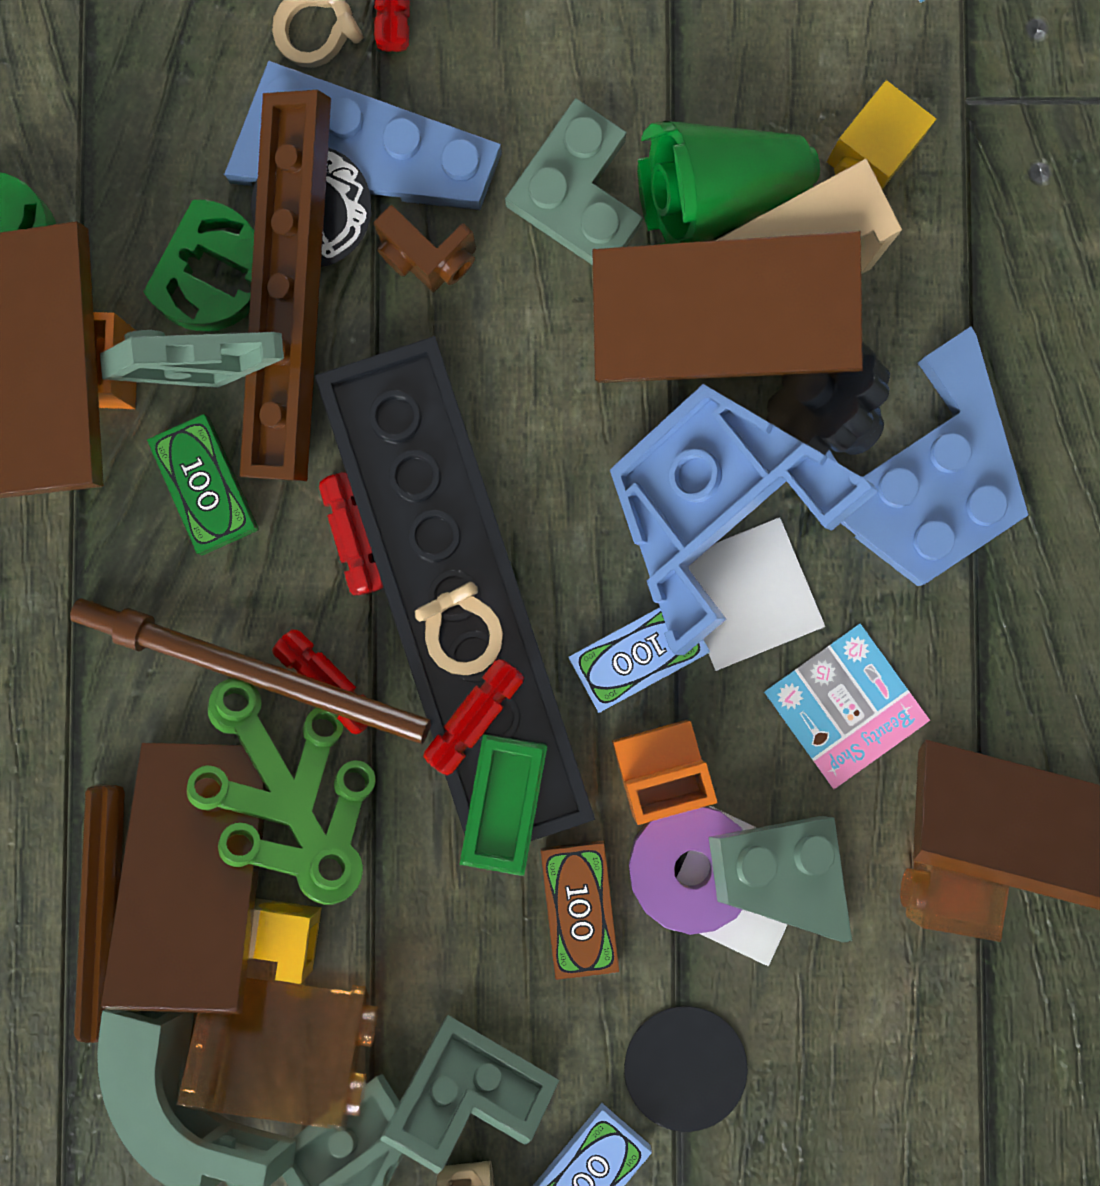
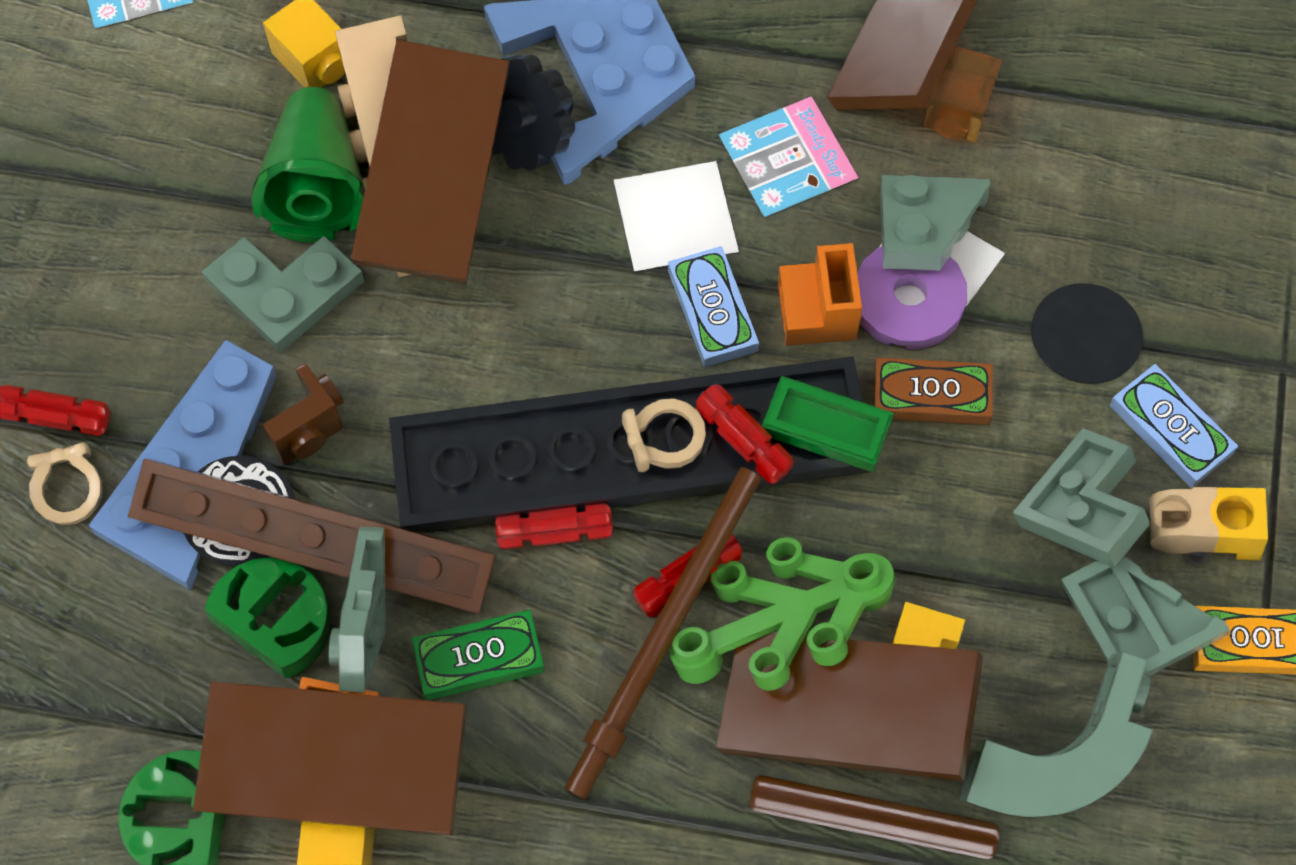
camera: 80 degrees left, 20 degrees down
(283, 1057) = (1035, 649): clear orange panel -> none
(699, 481) = (570, 220): medium blue wing -> none

